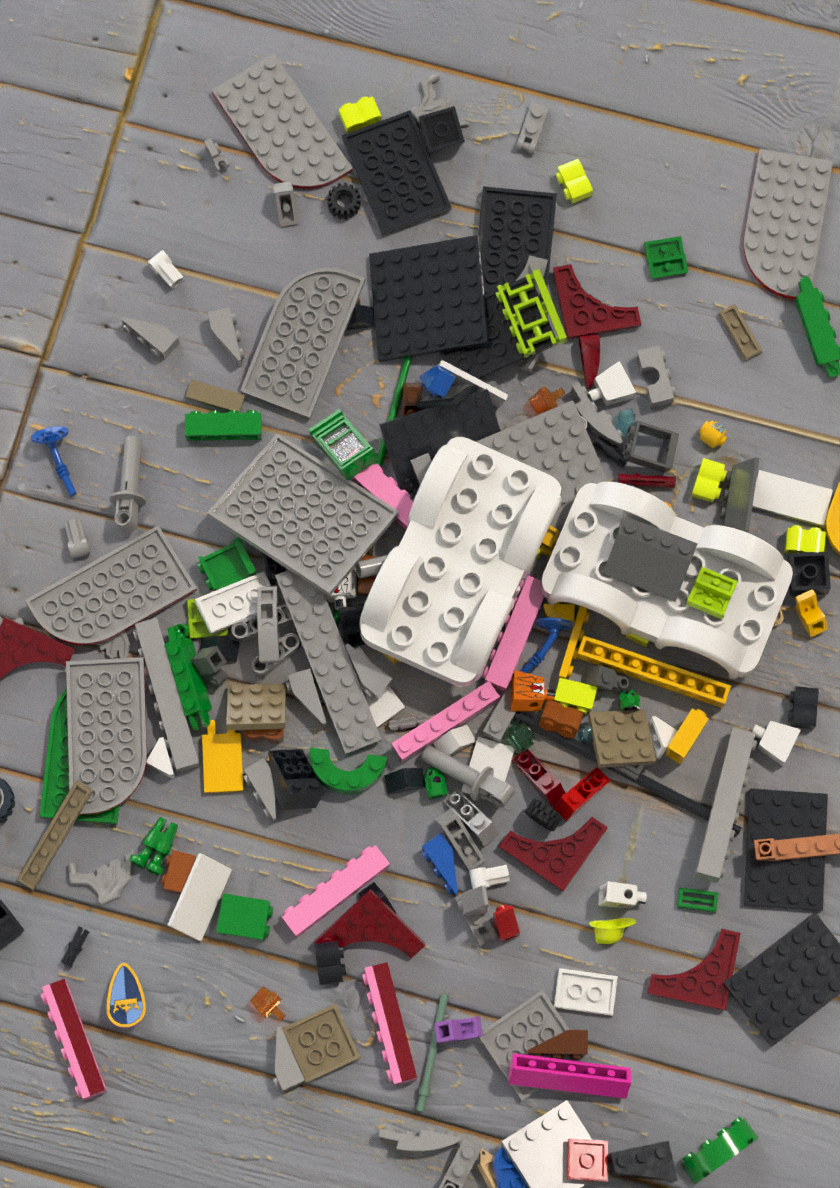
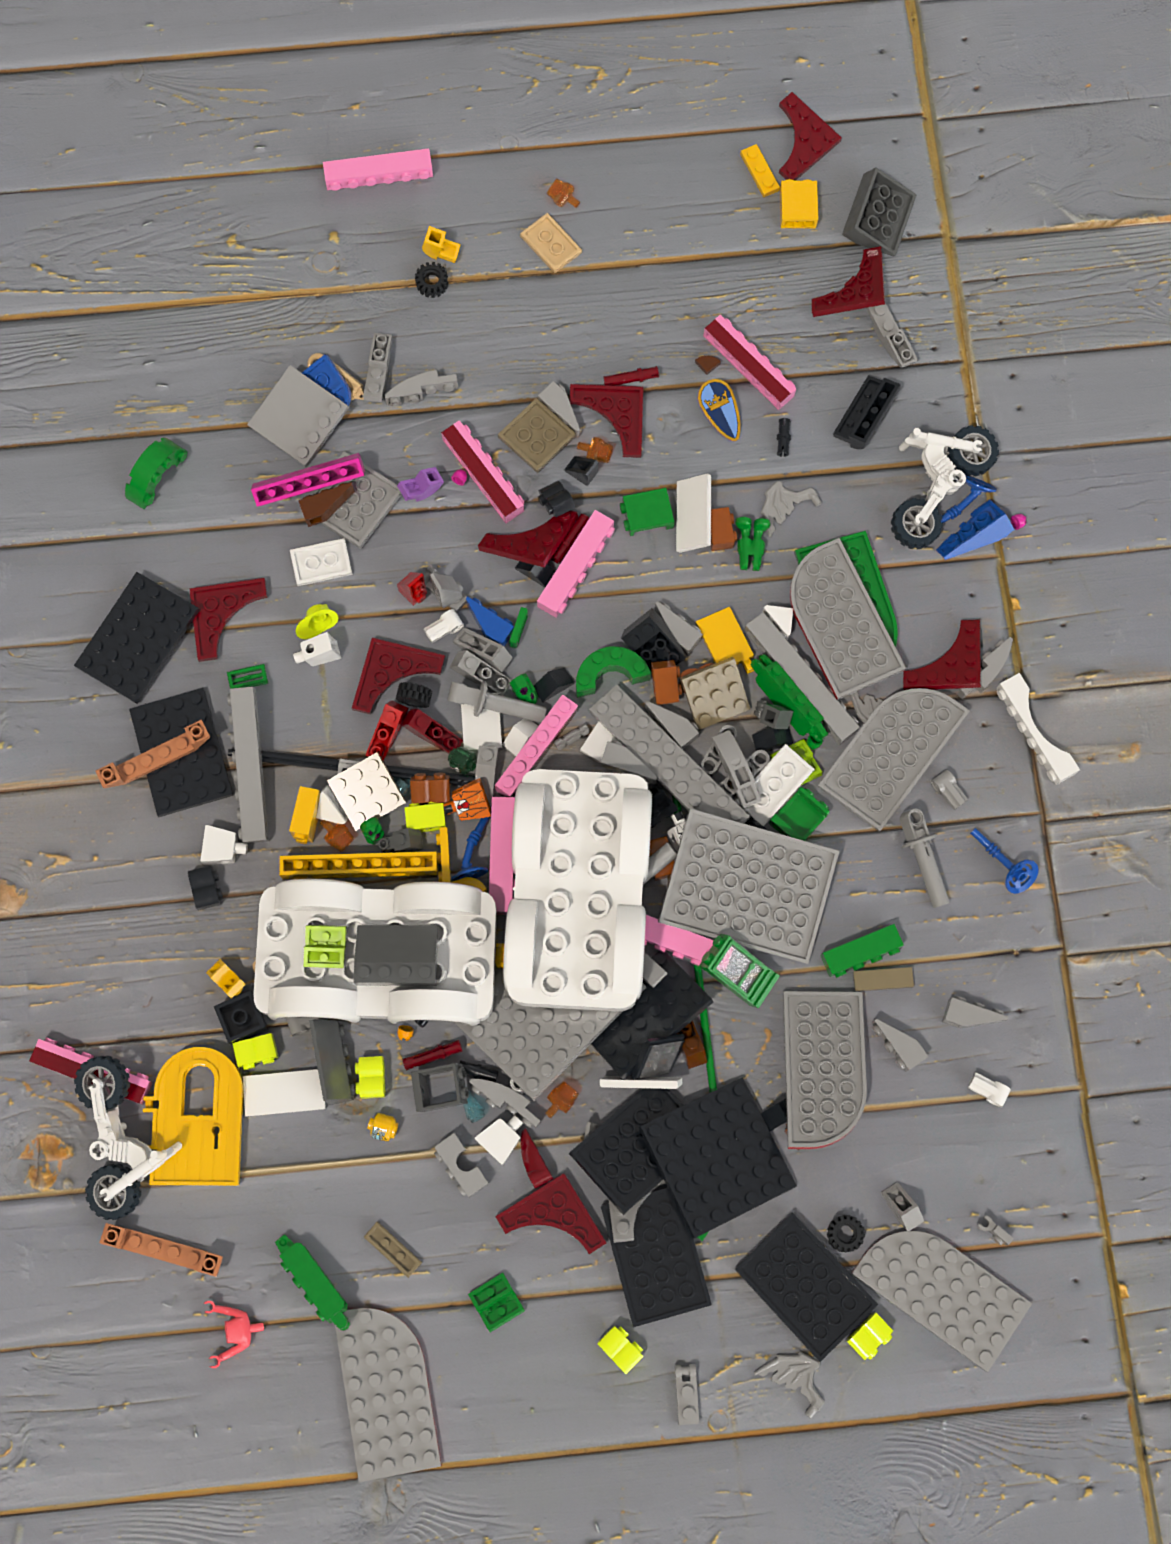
camera: 155 degrees right, 0 degrees up
(55, 835) = (843, 517): dark tan tile -> none
(116, 1056) = (707, 363): none -> reddish brown tile
(192, 1069) = (633, 376): none -> dark red pin
(224, 1041) = (620, 406): none -> dark red plate
(290, 989) = (582, 469): none -> black slope
(298, 736) = (665, 682): none -> dark orange brick
(315, 931) = (569, 539): none -> dark red pin
(414, 1028) = (459, 477): none -> dark pink hinge
(416, 847) = (518, 628): none -> green tile
(424, 1090) = (432, 431): sand green bar -> none
(437, 381) = (672, 1062): blue slope -> none
(441, 129) = (779, 1349): black brick -> none
(545, 308) = (593, 1182): lime fence -> none
(587, 1160) = (268, 419): plate -> none
(644, 1162) = (219, 435): black wedge -> none
(663, 709) = (337, 836): none -> clear orange piece

